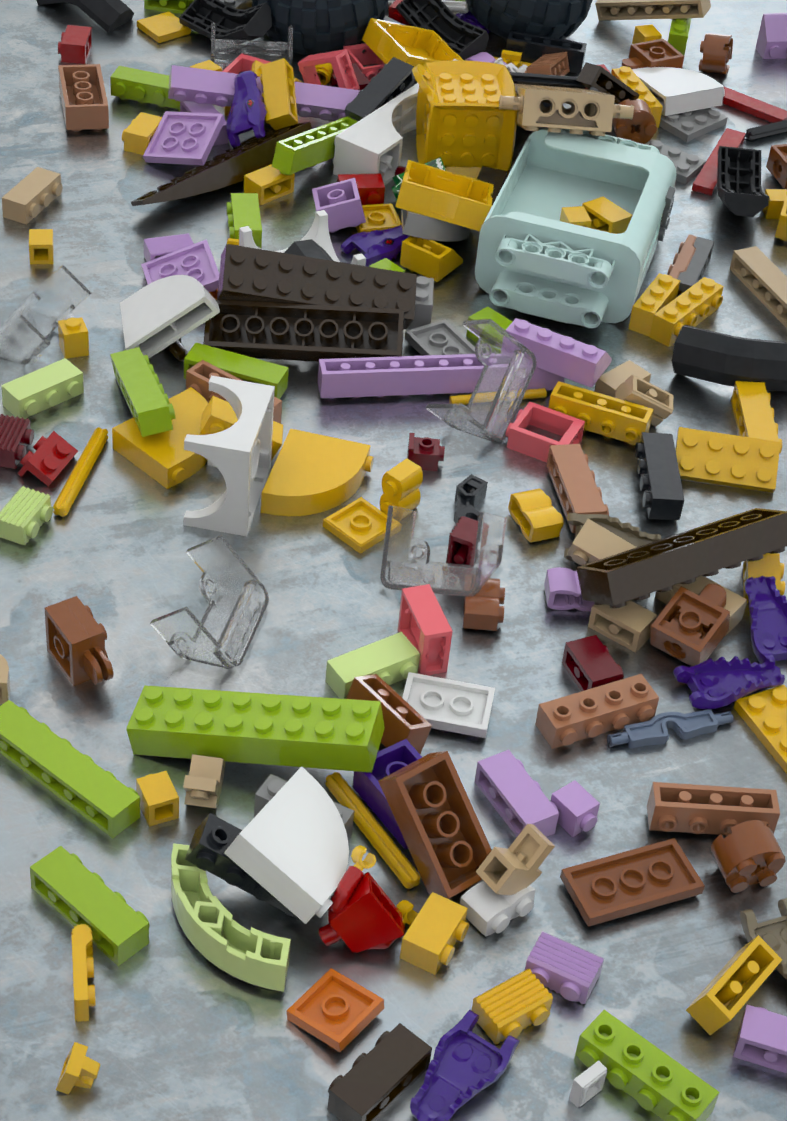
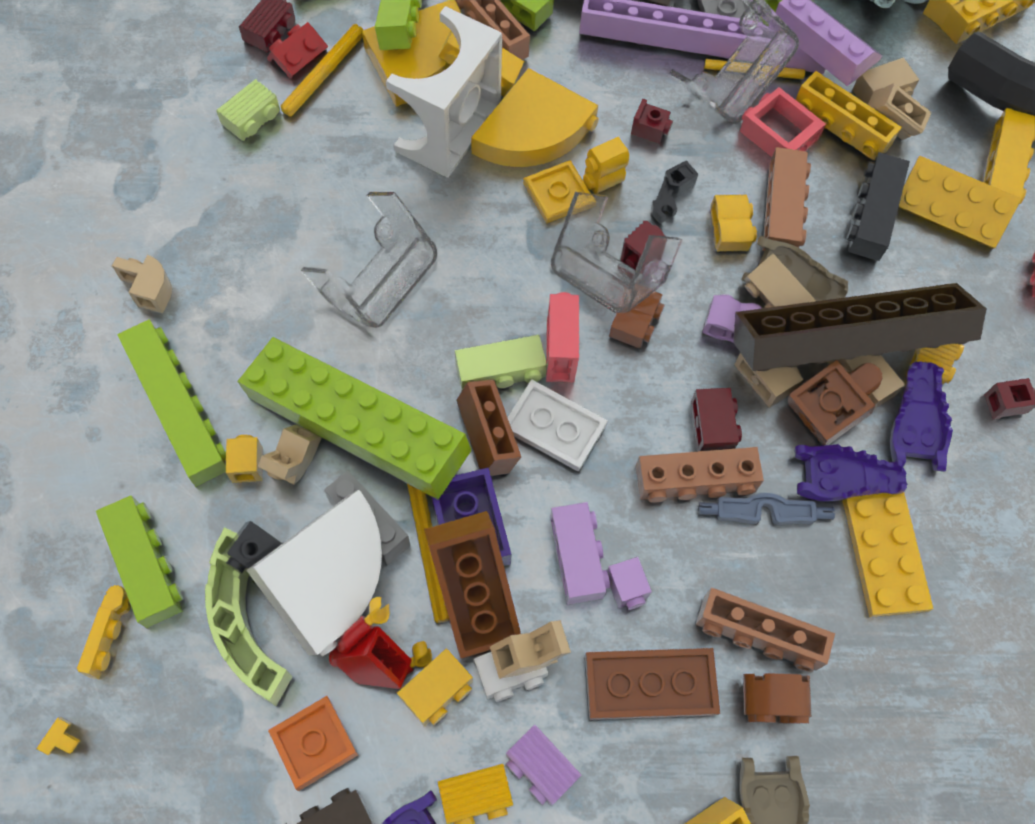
camera: 20 degrees right, 25 degrees up
(77, 642) = (234, 269): dark orange brick -> none

